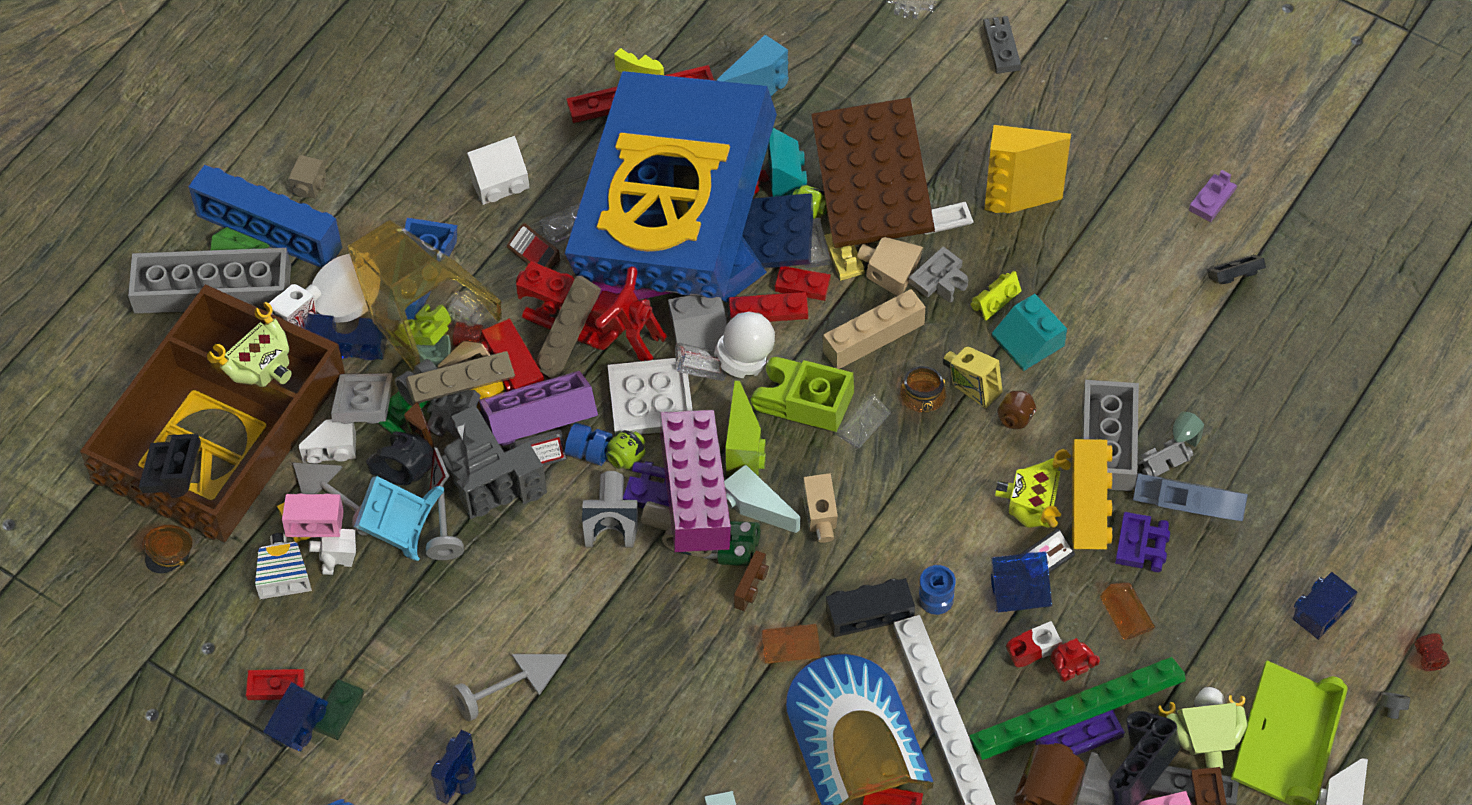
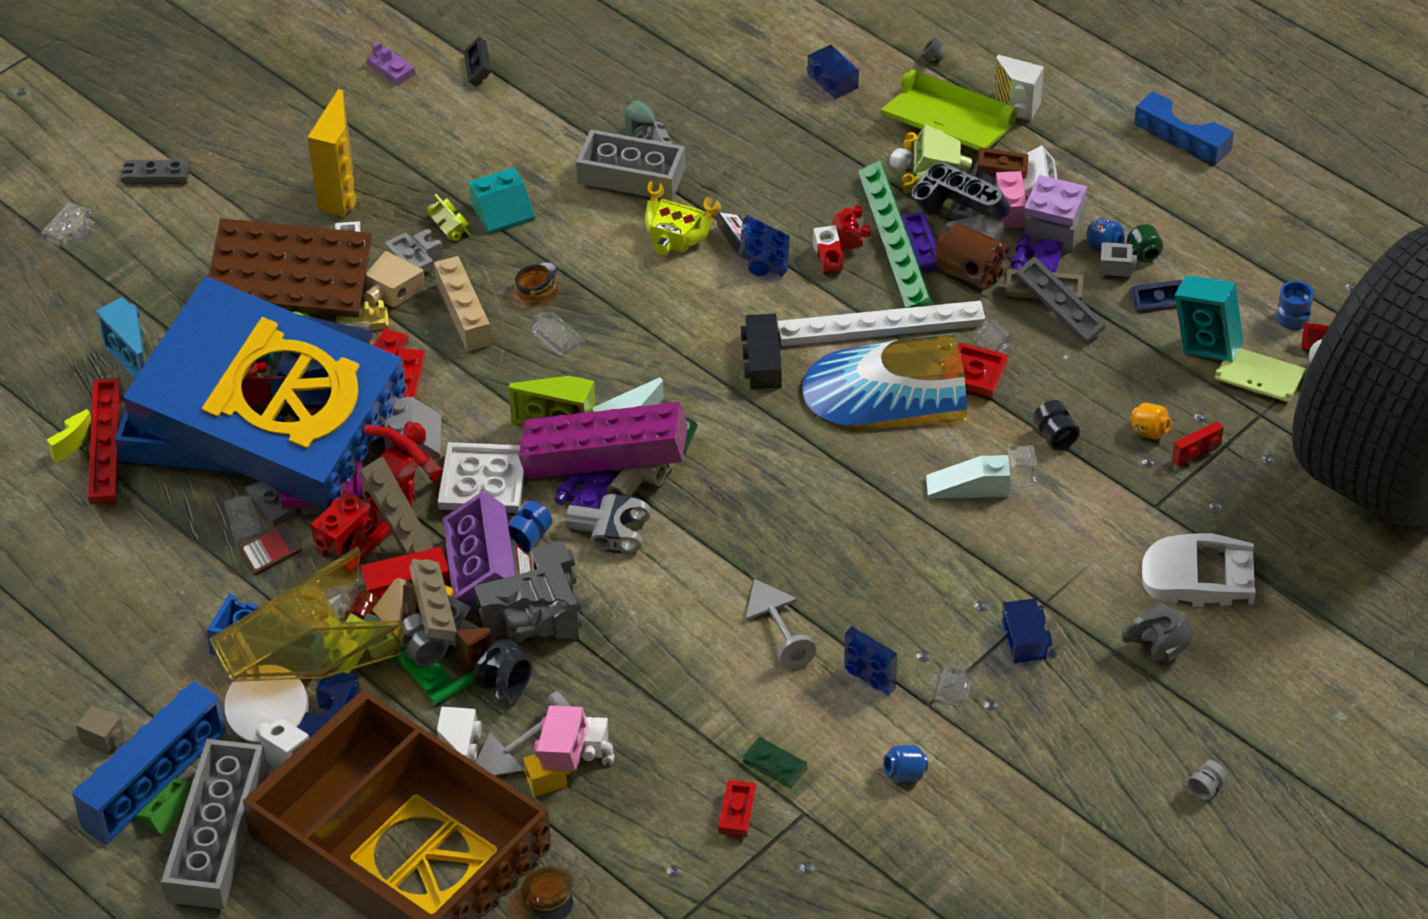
camera: 80 degrees left, 10 degrees down
(170, 465) = (483, 831): black brick -> none
(258, 355) = (362, 744): yellowish green torso -> none
(280, 569) = (601, 791): torso -> none
(296, 717) = (785, 784): clear blue brick -> none
(362, 398) = (424, 693): light grey plate -> none
(395, 514) = (565, 679): medium azure piece -> none
(445, 546) = (536, 644): light grey piece -> none
(498, 170) = (168, 559): white slope -> none
(625, 449) = (543, 495): lime head -> none
(698, 362) = (457, 431): clear slope -> none
(745, 344) = (456, 386): white tile -> none
(747, 590) = (714, 429): reddish brown plate -> none
(791, 643) = (785, 413): clear orange slope -> none
(807, 393) = (520, 353): lime brick -> none
(820, 506) = (650, 361): tan torso -> none
(937, 589) = (758, 296): blue wheel -> none
(975, 375) = (538, 239): light yellow torso -> none
(1017, 408) = (581, 223): reddish brown head -> none
(1090, 494) = (696, 176): yellow brick -> none
(1126, 610) = (804, 193): clear orange slope -> none
(1133, 542) = (740, 170): dark purple plate -> none
(1190, 497) = (708, 128): sand blue slope -> none
(1432, 652) = (897, 21): clear red wheel -> none

